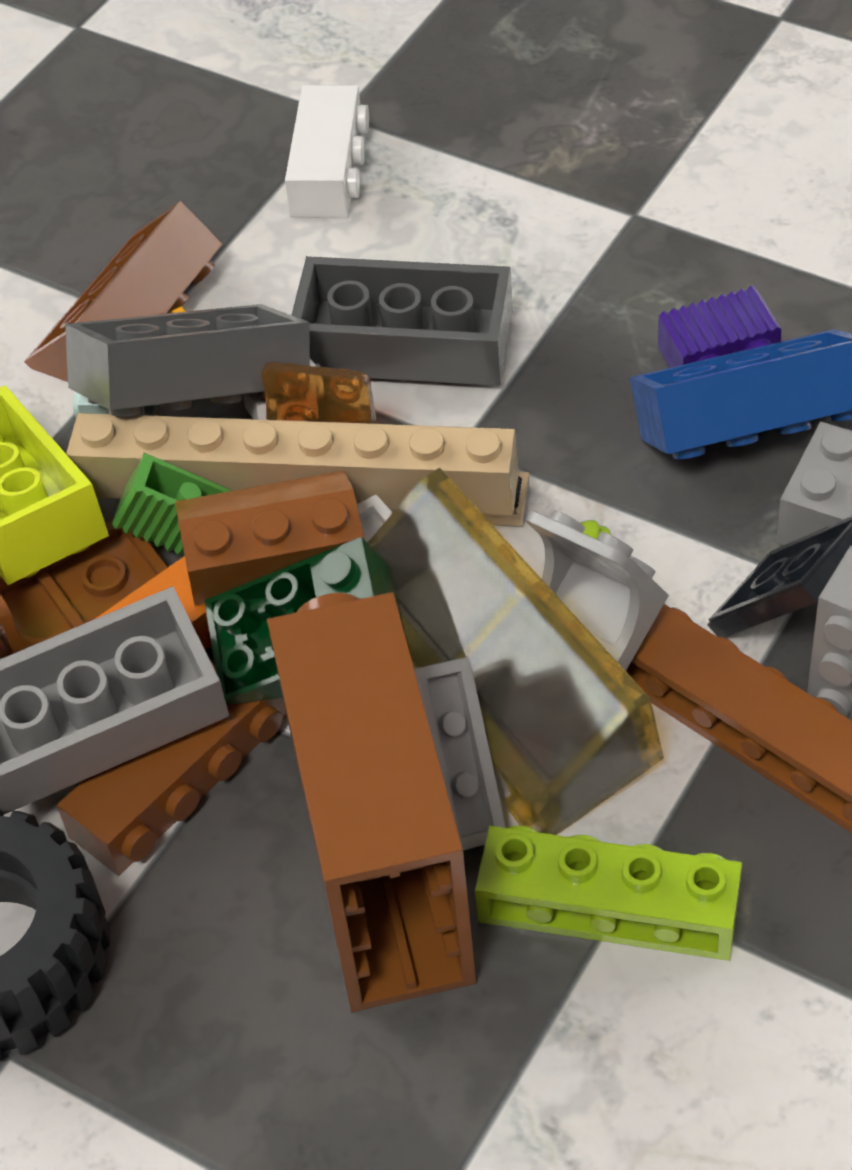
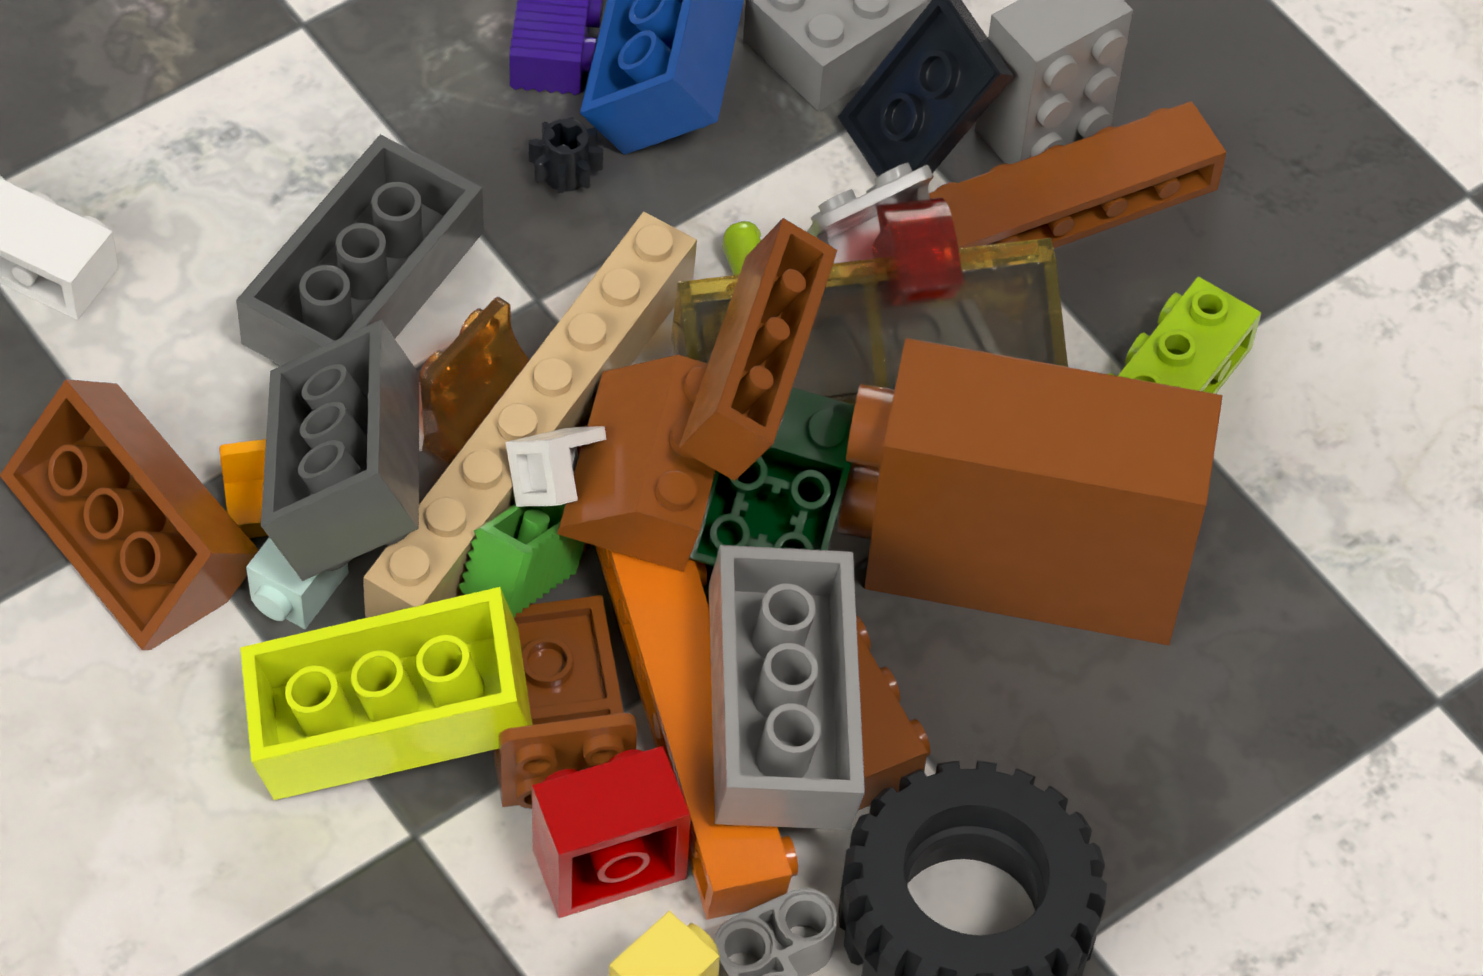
camera: 75 degrees left, 5 degrees up
(227, 467) = (546, 463): none -> white panel
(356, 516) = (758, 350): none -> dark orange brick
(557, 597) = (919, 250): none -> clear red brick
(597, 395) = (565, 155): none -> black gear

